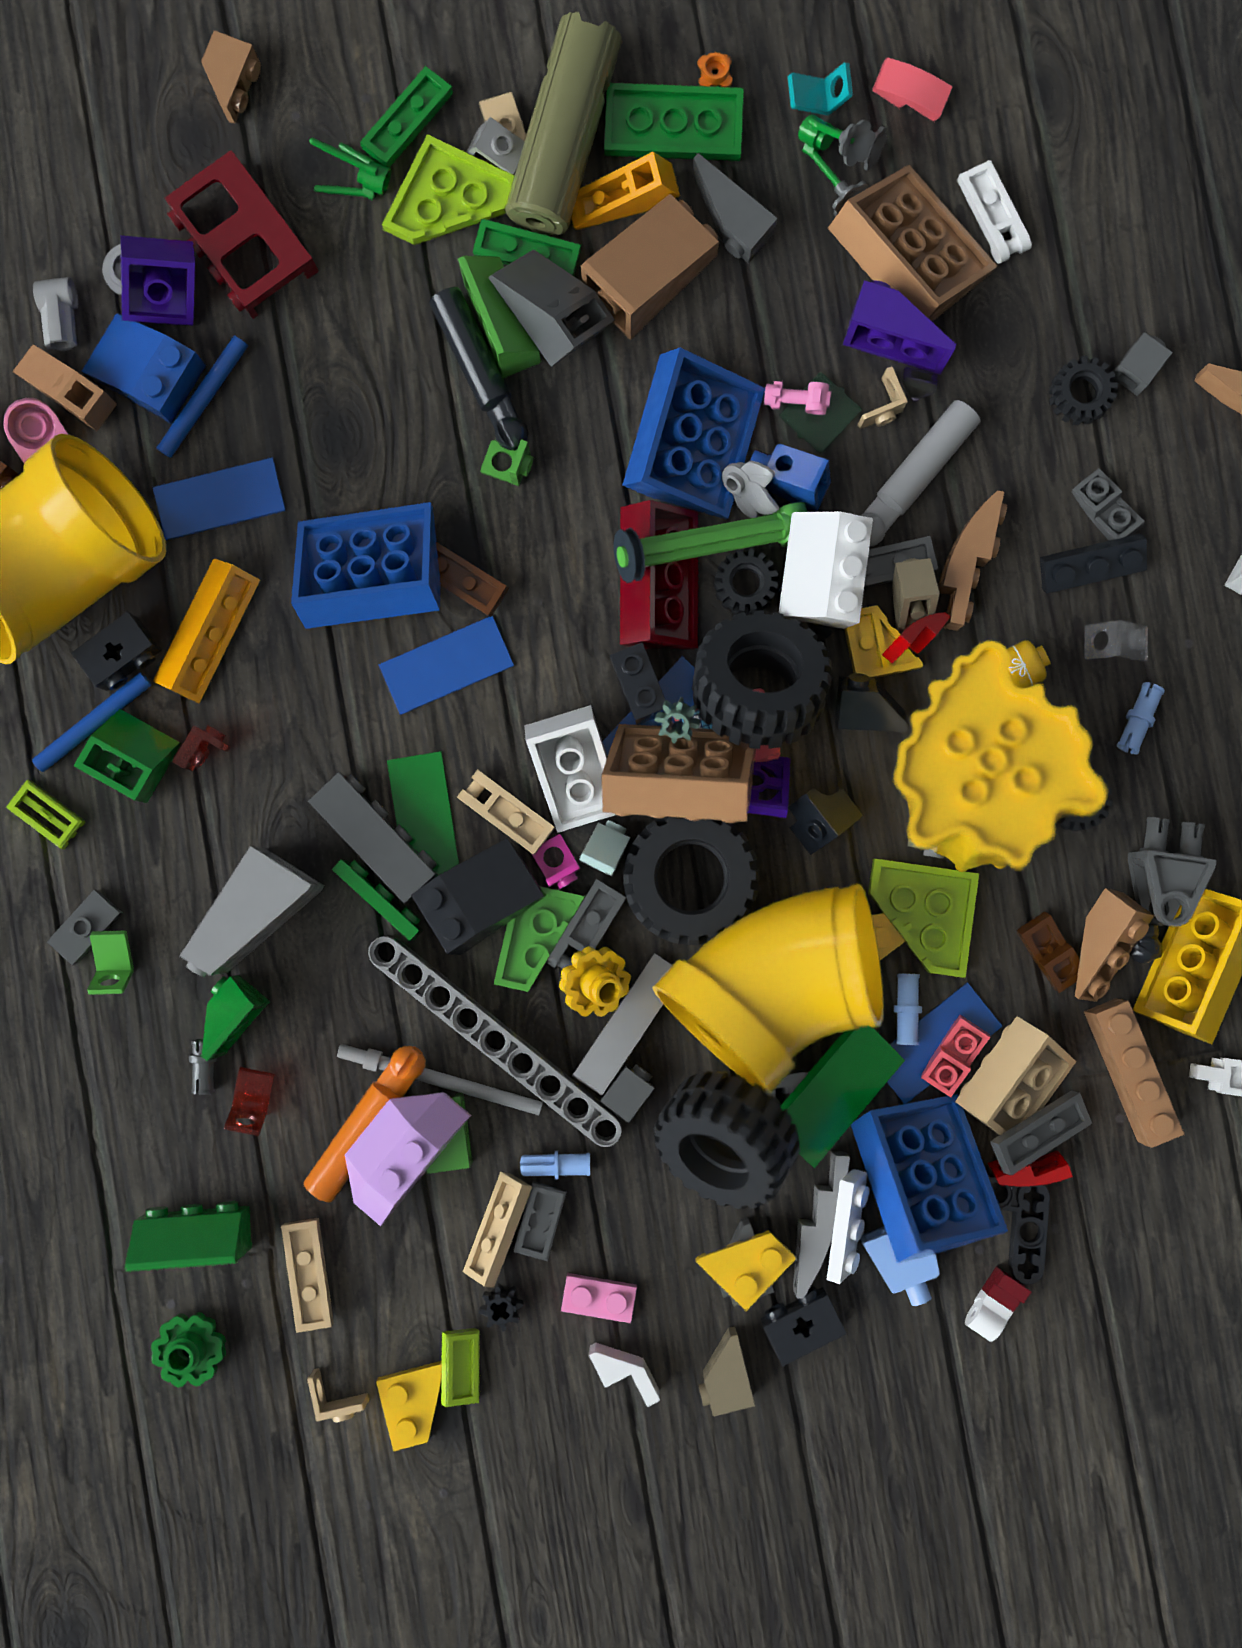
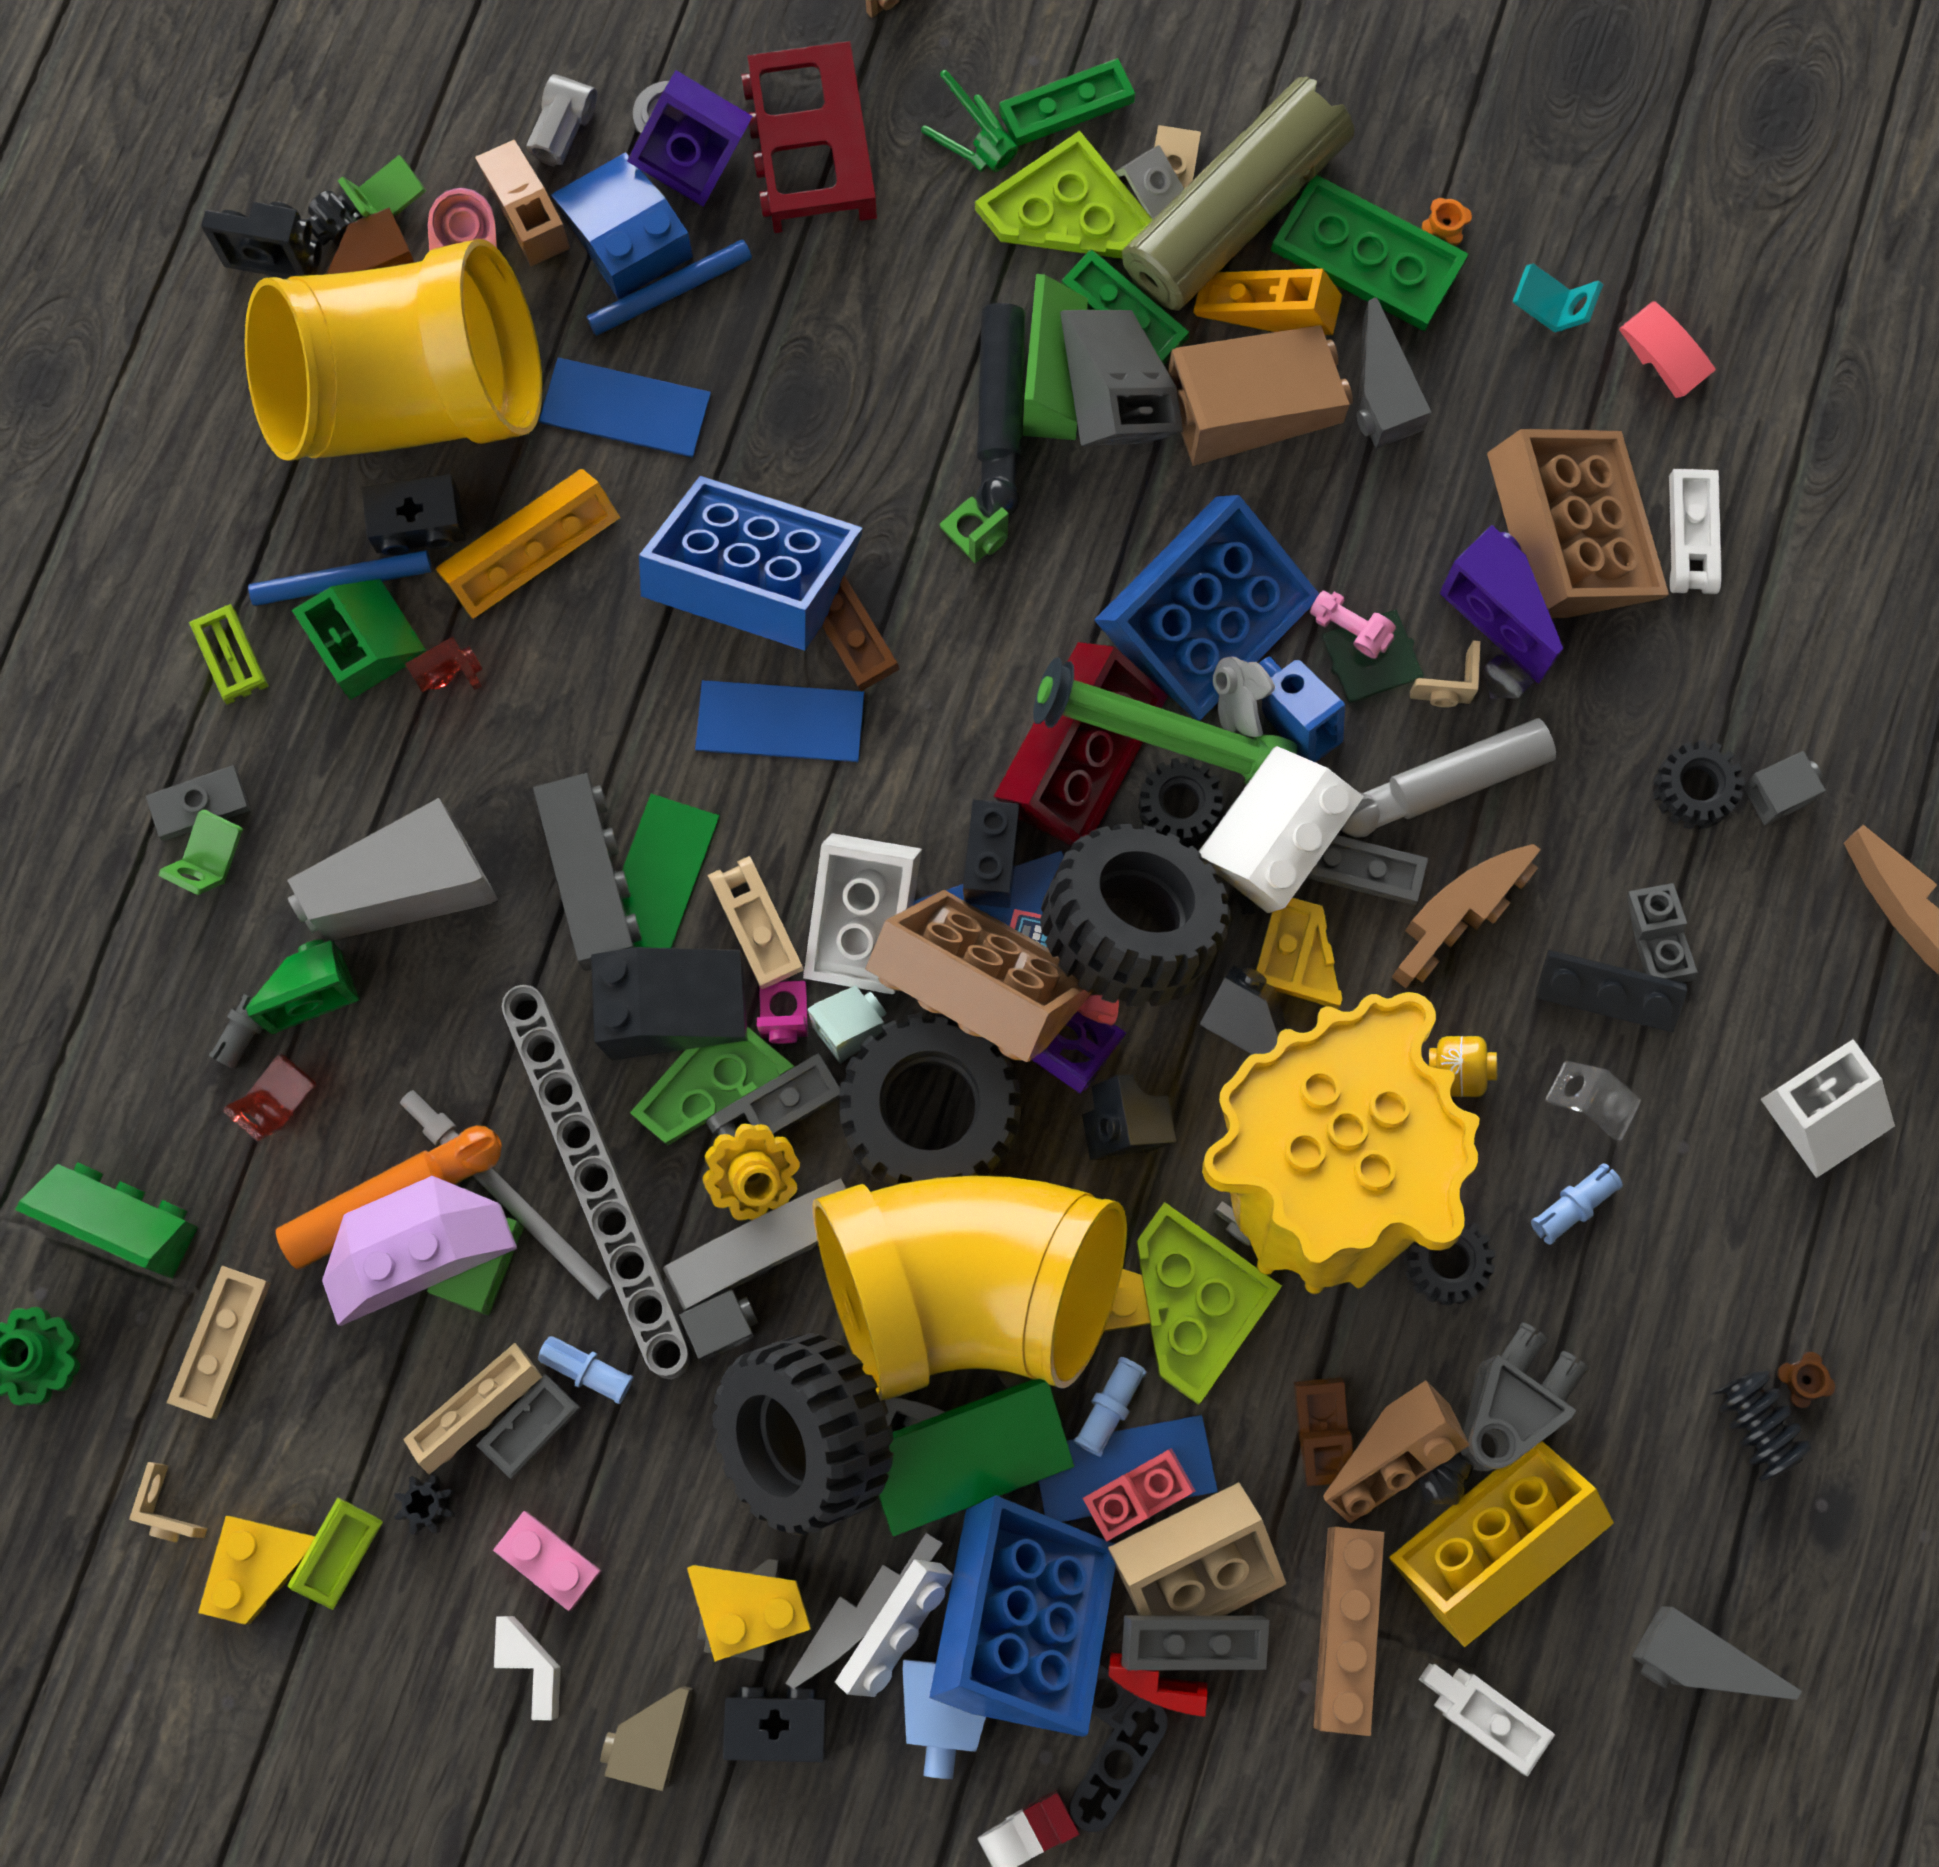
camera: 25 degrees right, 10 degrees down
(379, 898) = (553, 944): green plate -> none
(676, 729) = (997, 912): sand green gear -> none
(856, 144) = (1558, 370): dark grey plant -> none
(913, 591) = (1370, 917): dark tan slope -> none
(916, 635) = (1350, 960): red slope -> none

